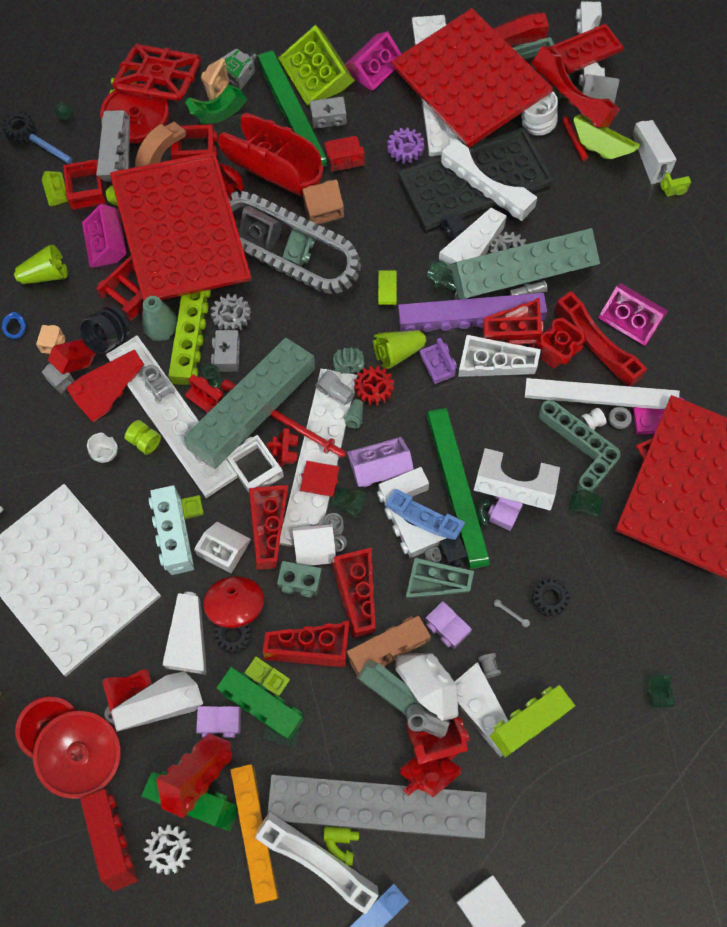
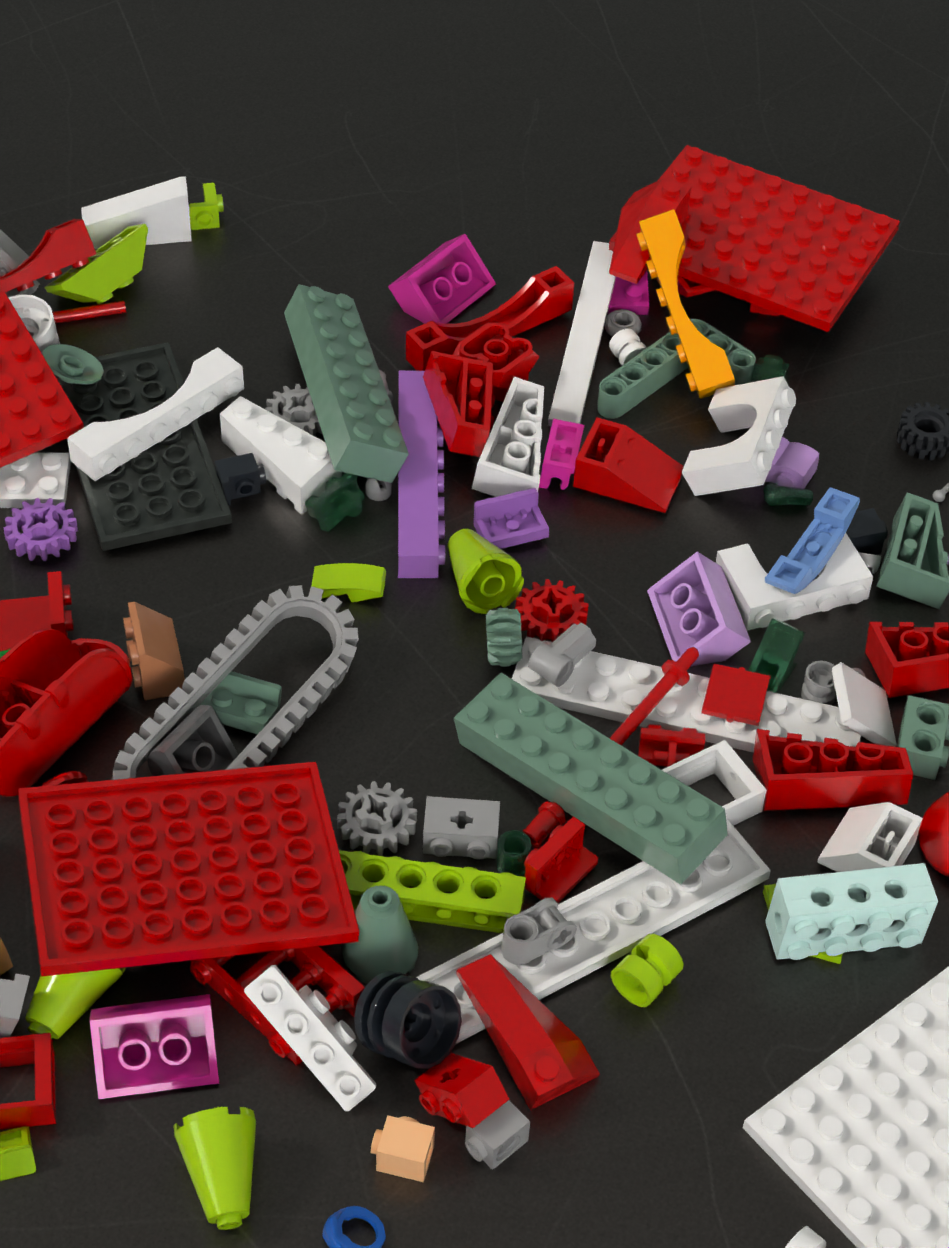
camera: 90 degrees left, 20 degrees down
(102, 448) = (670, 1043): white hair -> none
(103, 292) = (313, 1034): none -> white bracket
(354, 416) = (612, 643): sand green cone -> none
(457, 487) = (721, 521): green beam -> none
(487, 419) = (626, 467): none -> red slope
(495, 382) = (561, 452): none -> dark pink hinge
(522, 129) = (73, 364): none -> sand green dish
(646, 416) = (706, 361): none -> light orange arch
(679, 412) = (657, 198): none -> red wedge

